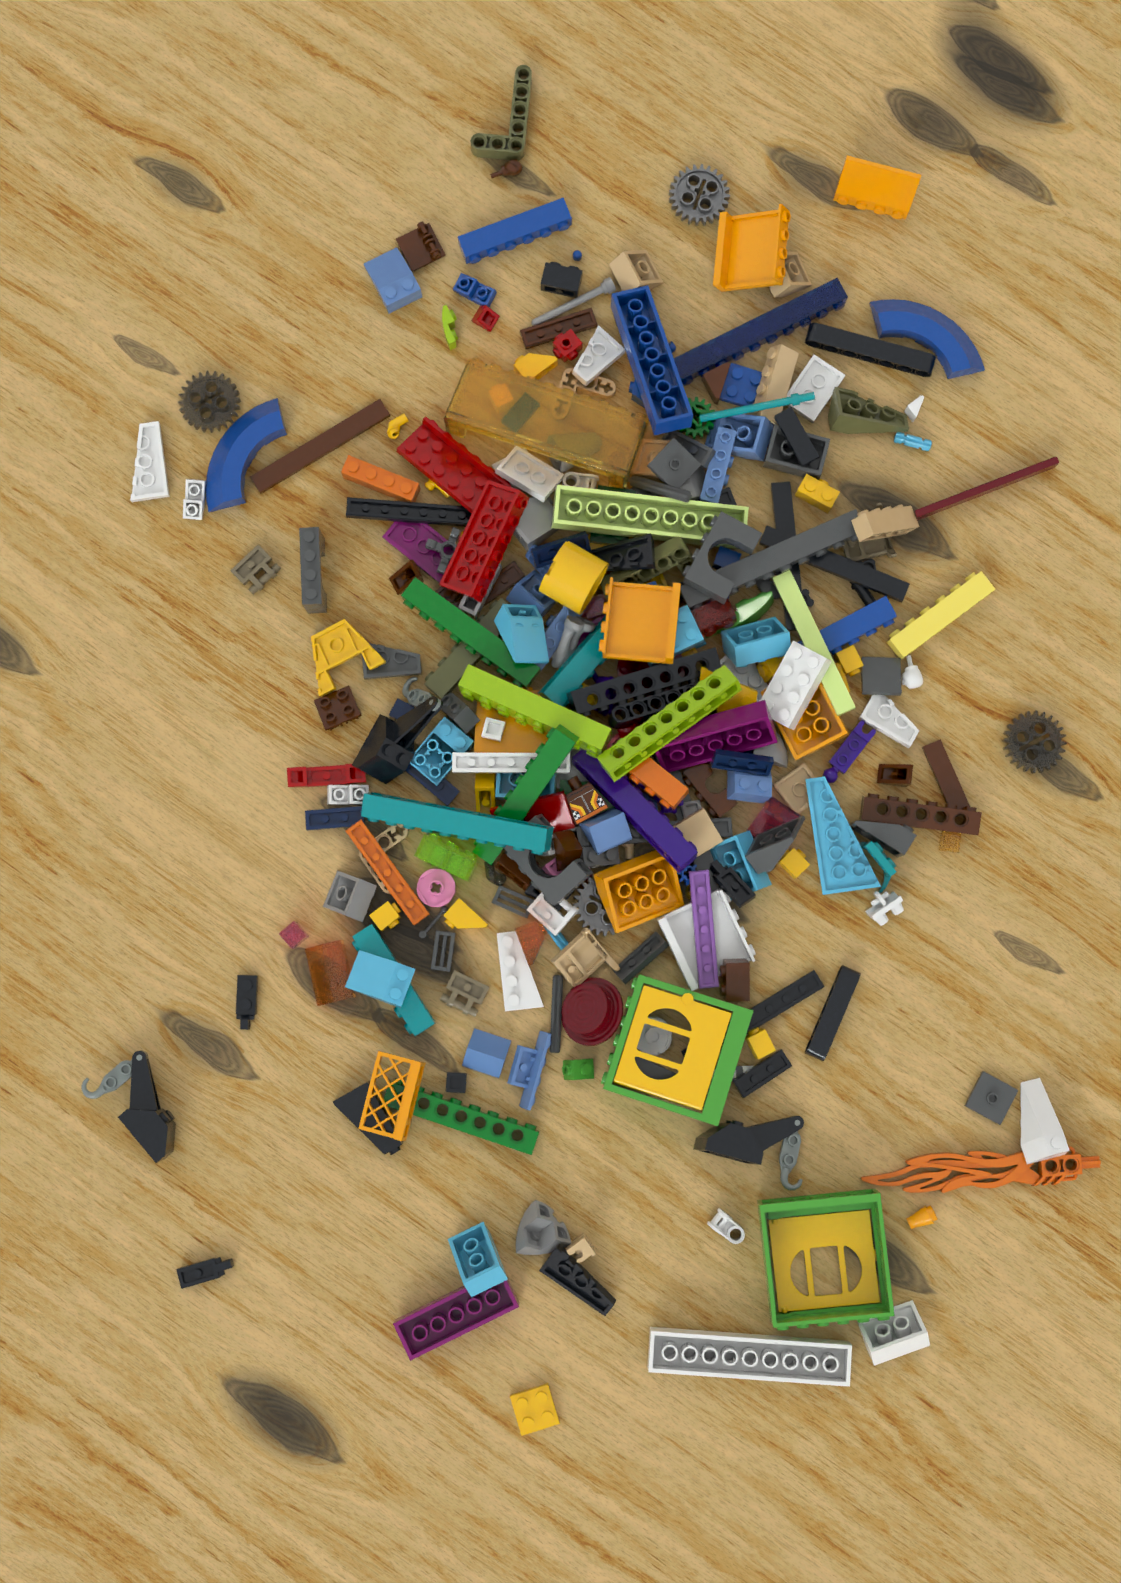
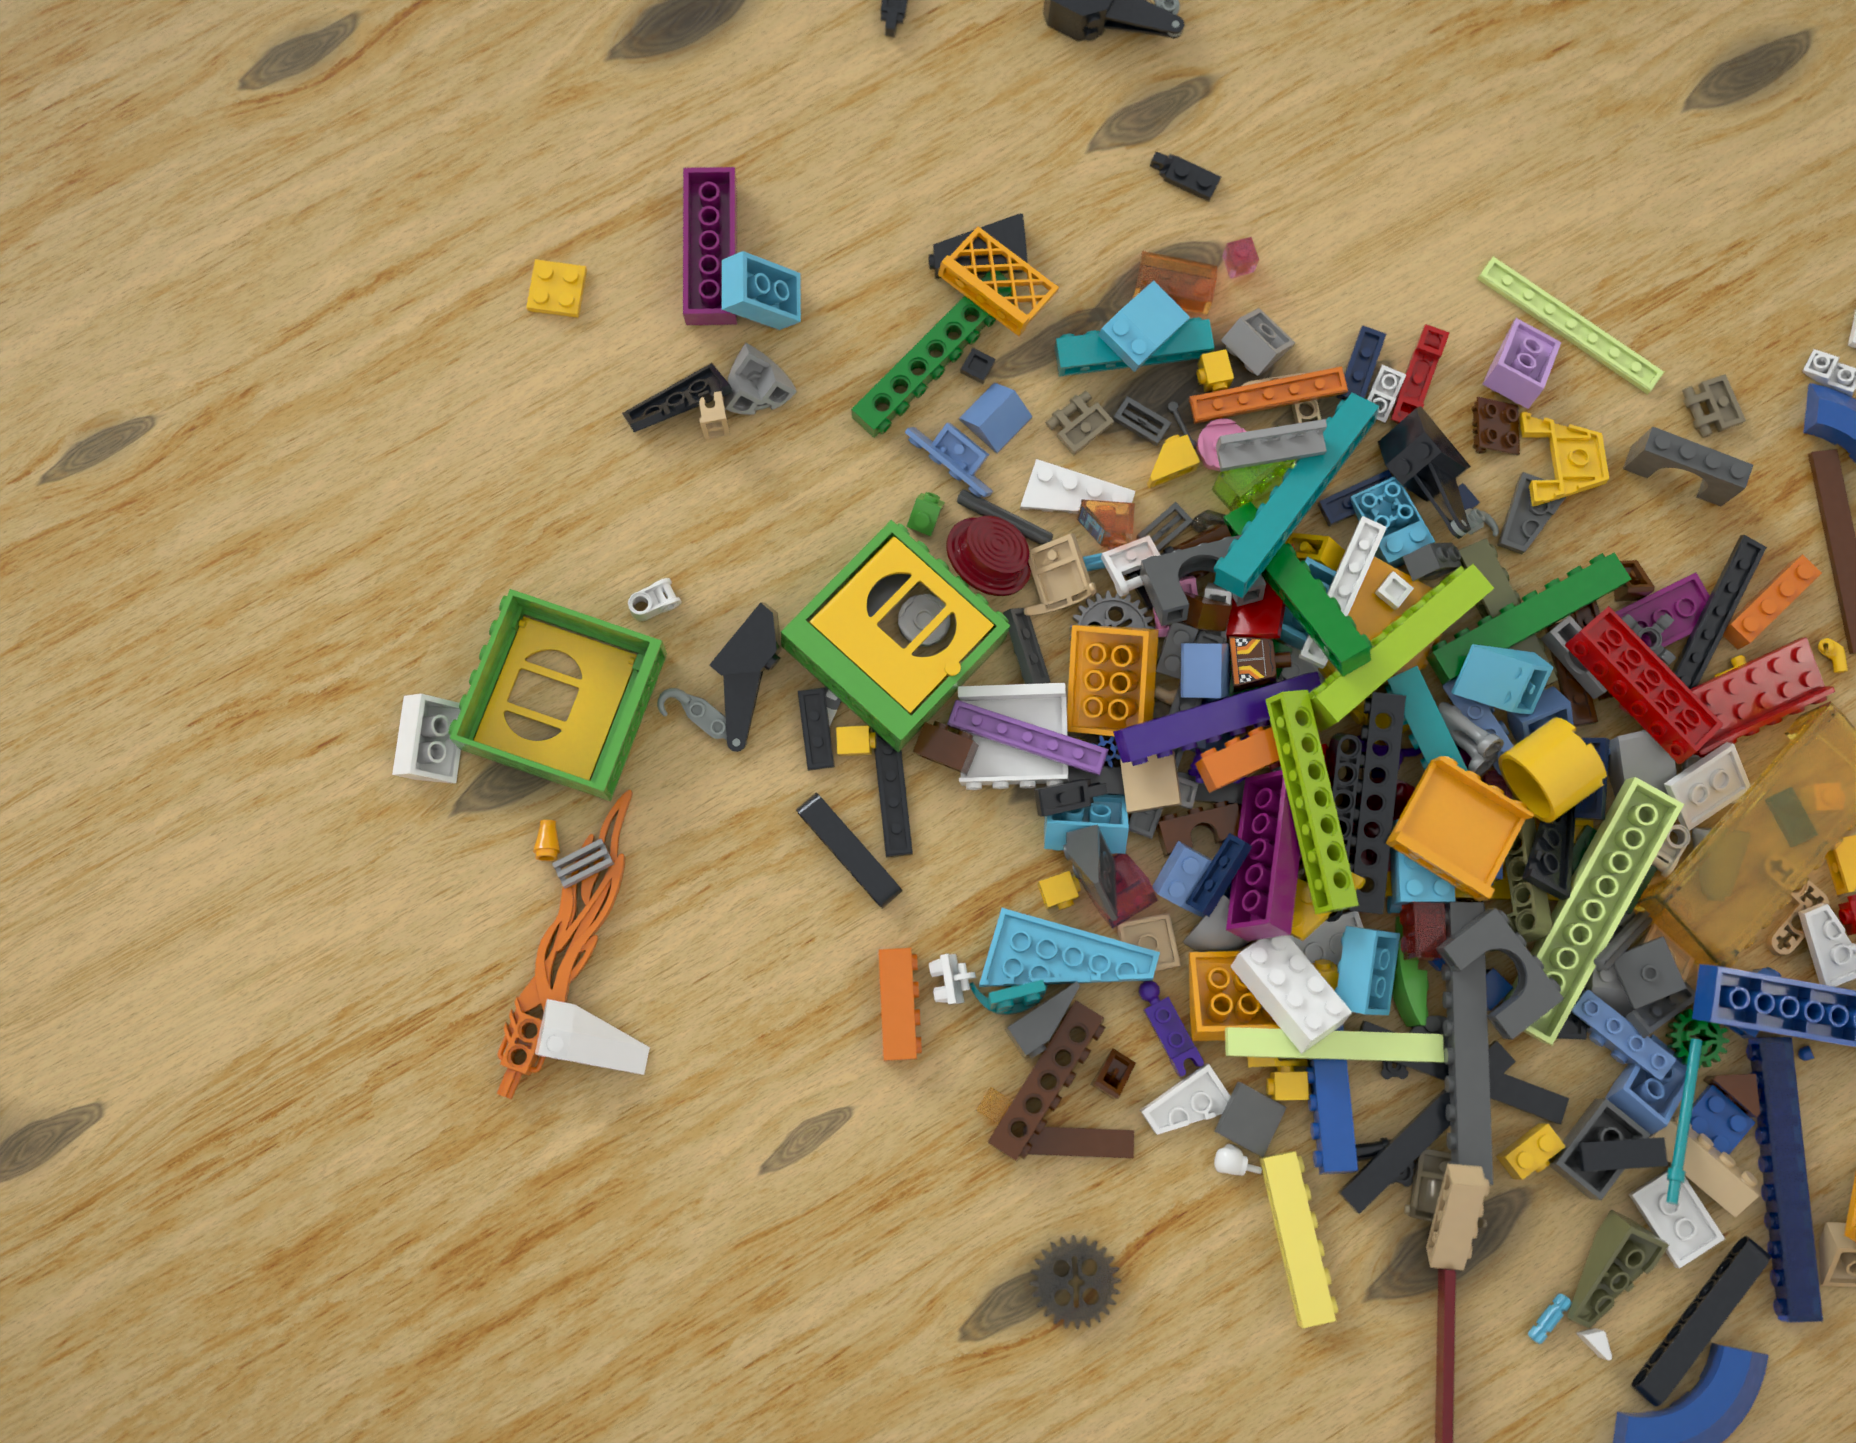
camera: 110 degrees right, 5 degrees down
(238, 688) = (1570, 325): none -> yellowish green tile
(283, 709) = (1522, 364): none -> lavender slope
(434, 853) = (1271, 445): none -> light grey fence
(749, 1356) = (490, 554): white brick -> none
(917, 933) = (897, 1004): none -> orange brick
(940, 1195) = (599, 844): none -> light grey tile
(991, 1098) = (649, 1000): dark grey plate -> none

